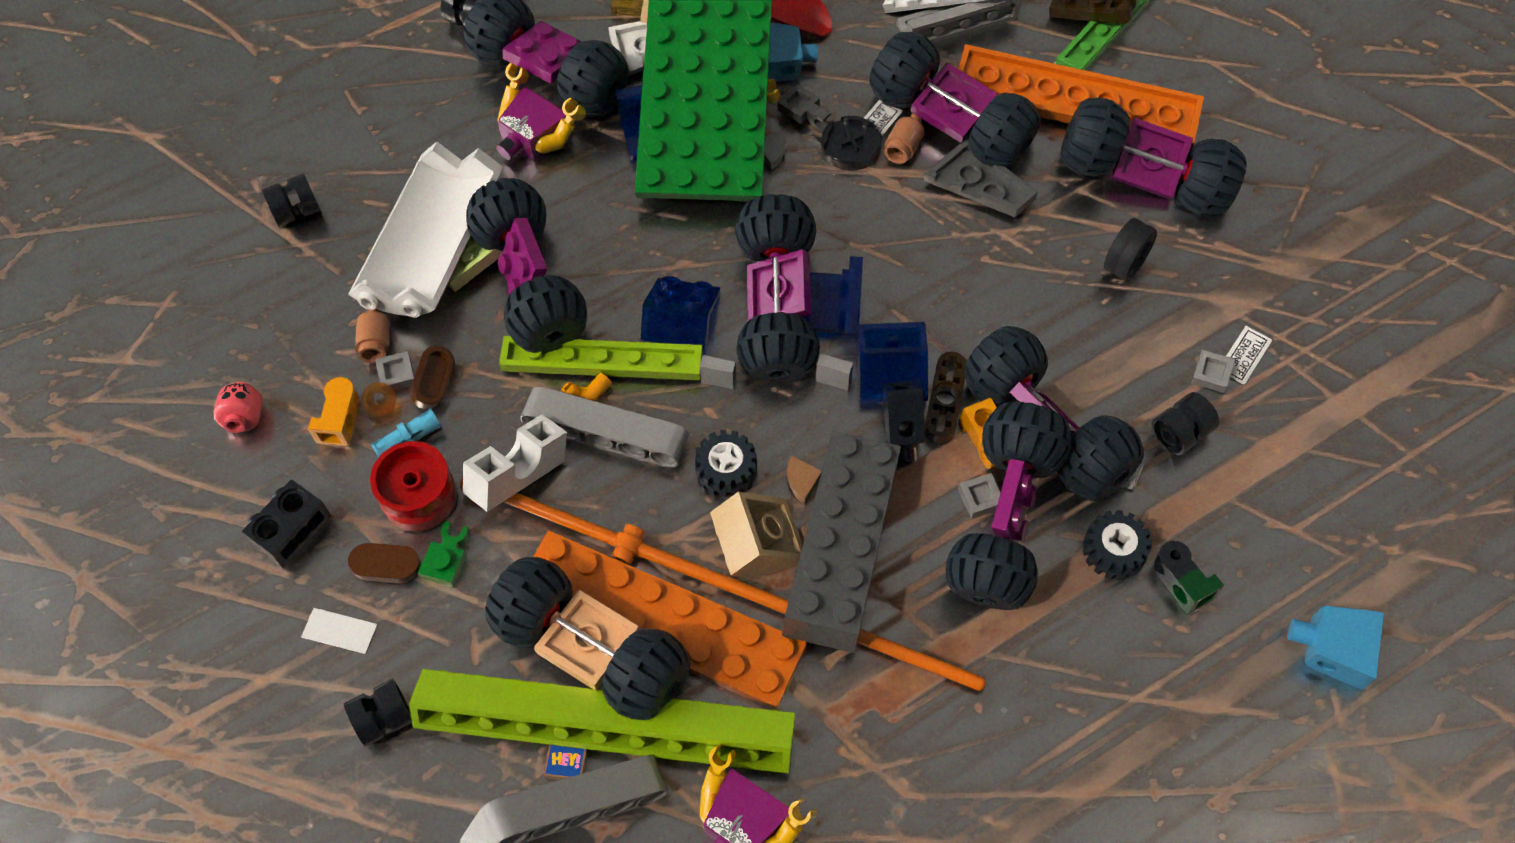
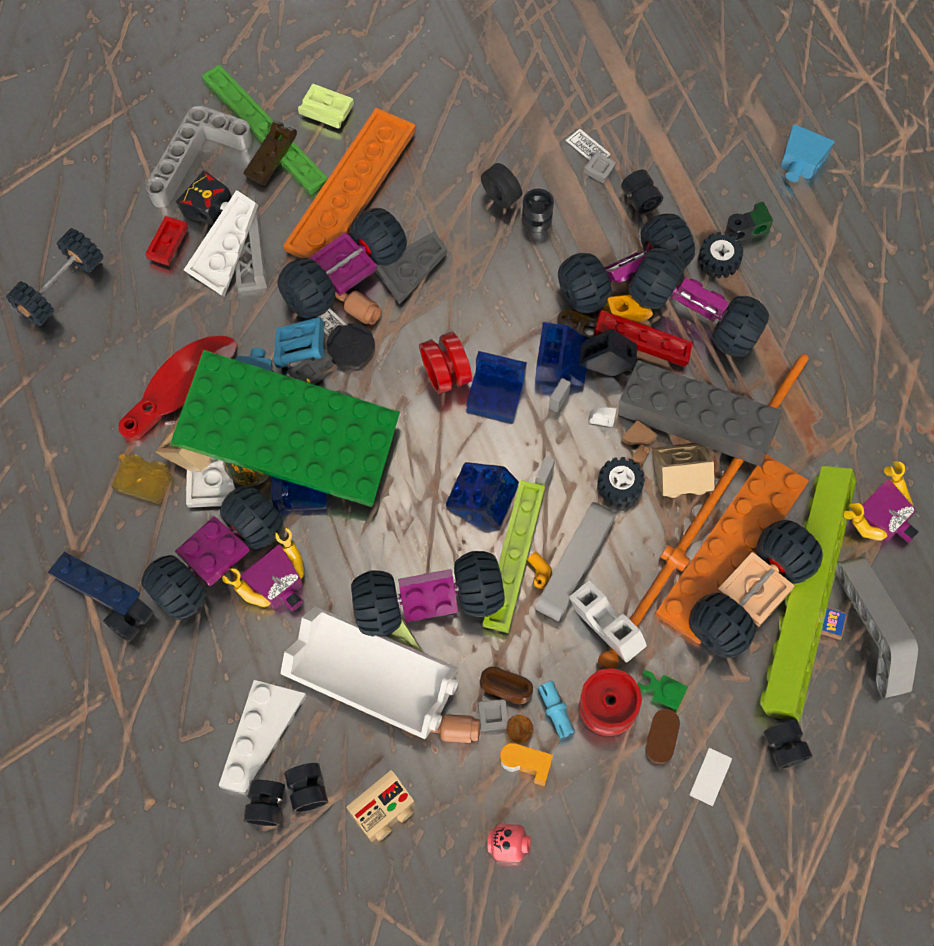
camera: 80 degrees left, 5 degrees up
(270, 269) = (381, 807): none -> tan slope
(272, 166) = (261, 812): none -> black wheel
(293, 527) = (627, 802): black brick -> none
(364, 152) = (259, 731): none -> white wing
(769, 481) = (641, 455): none -> medium nougat tile
(777, 337) = (486, 417): black plate -> none
(816, 431) = (603, 416): none -> white tile
(843, 79) = (297, 336): none -> dark azure plate
(843, 228) = (445, 362): none -> red wheel
(943, 456) = (647, 339): none -> red plate
(980, 495) = (670, 324): light grey tile -> none
(1108, 299) = (537, 210): none -> black wheel
(1153, 158) = (408, 174): black plate -> none
(1188, 48) = (326, 106): none -> yellowish green plate

